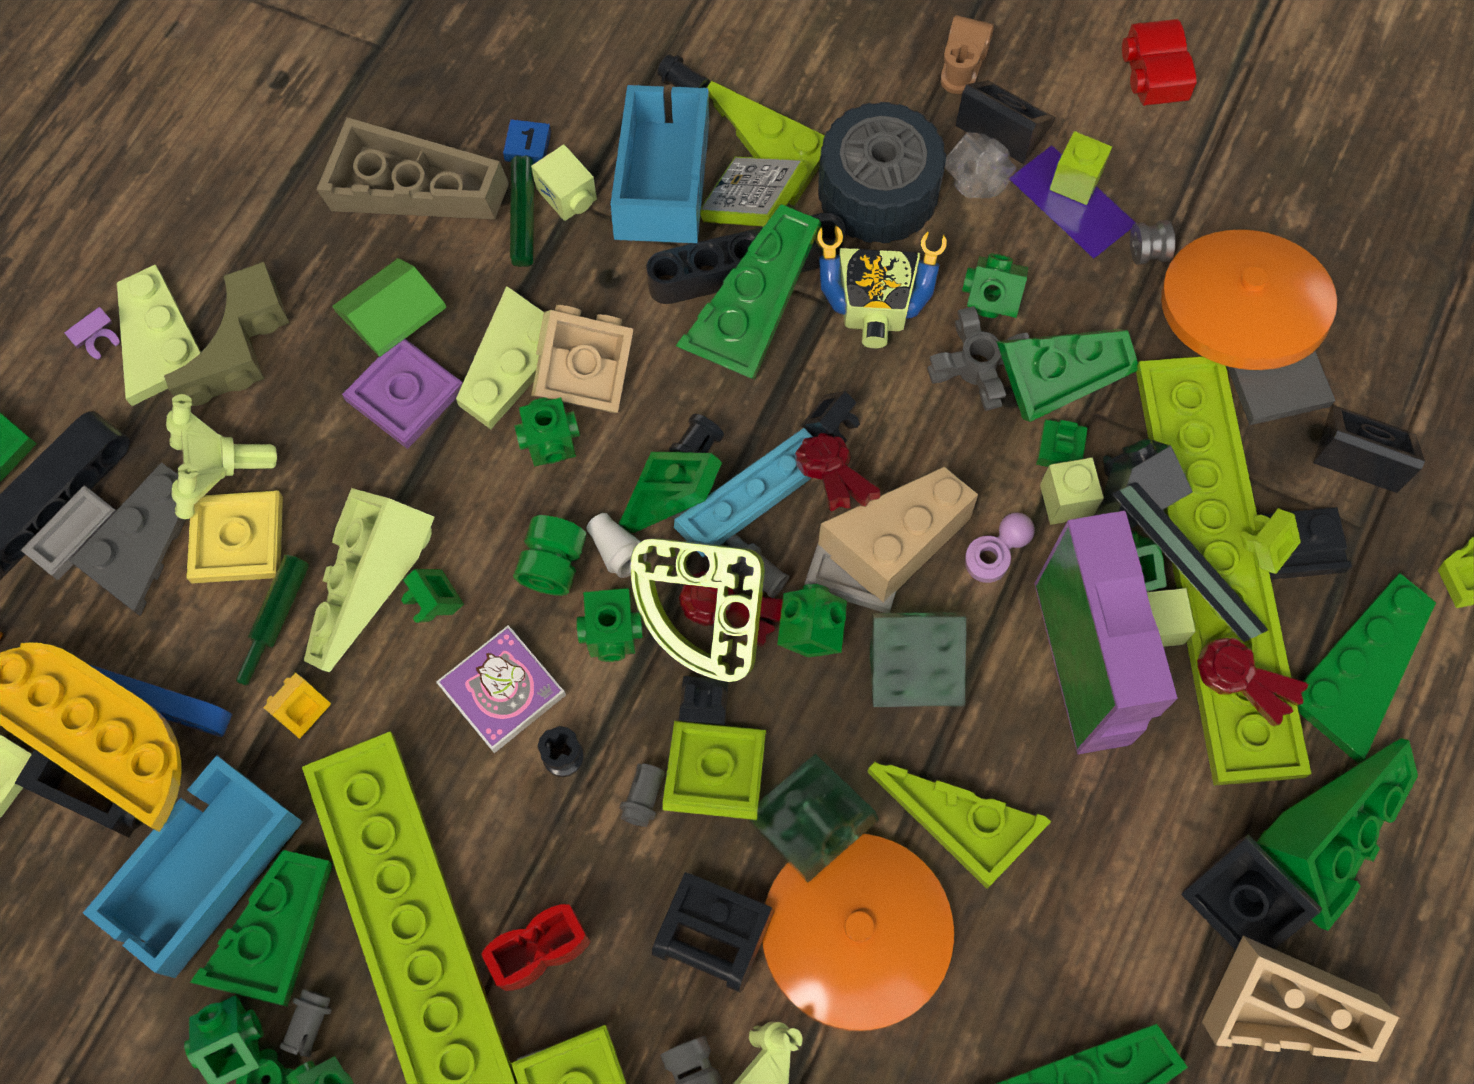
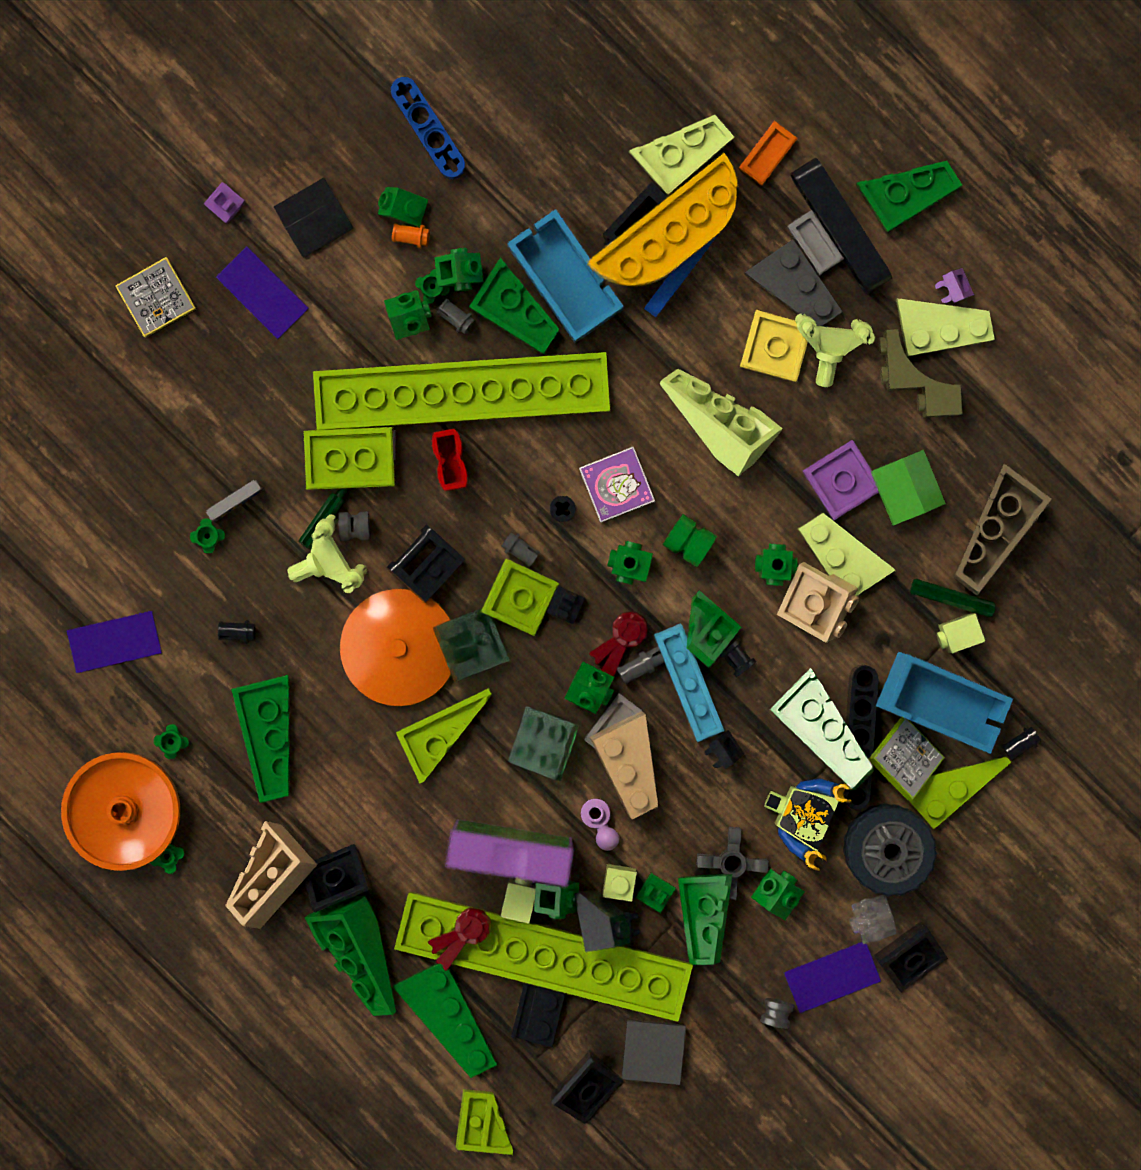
camera: 110 degrees right, 20 degrees up
(273, 613) = (714, 357): dark green axle -> none
(297, 705) = (647, 358): yellow tile -> none
(433, 594) = (691, 460): green tile -> none
(527, 139) = (1007, 618): blue tile -> none
(613, 544) = (683, 584): white cone -> none
(719, 577) = (632, 640): beam -> none
(828, 460) = (692, 734): dark red piece -> none
(964, 52) = (974, 950): medium nougat piece -> none
(1080, 168) = (847, 987): lime brick -> none
(1159, 62) = (916, 1081): red brick -> none
(1190, 562) = (542, 930): sticker -> none
(1248, 299) = (712, 1057): orange dish -> none
(1275, 540) = (539, 992): lime tile -> none

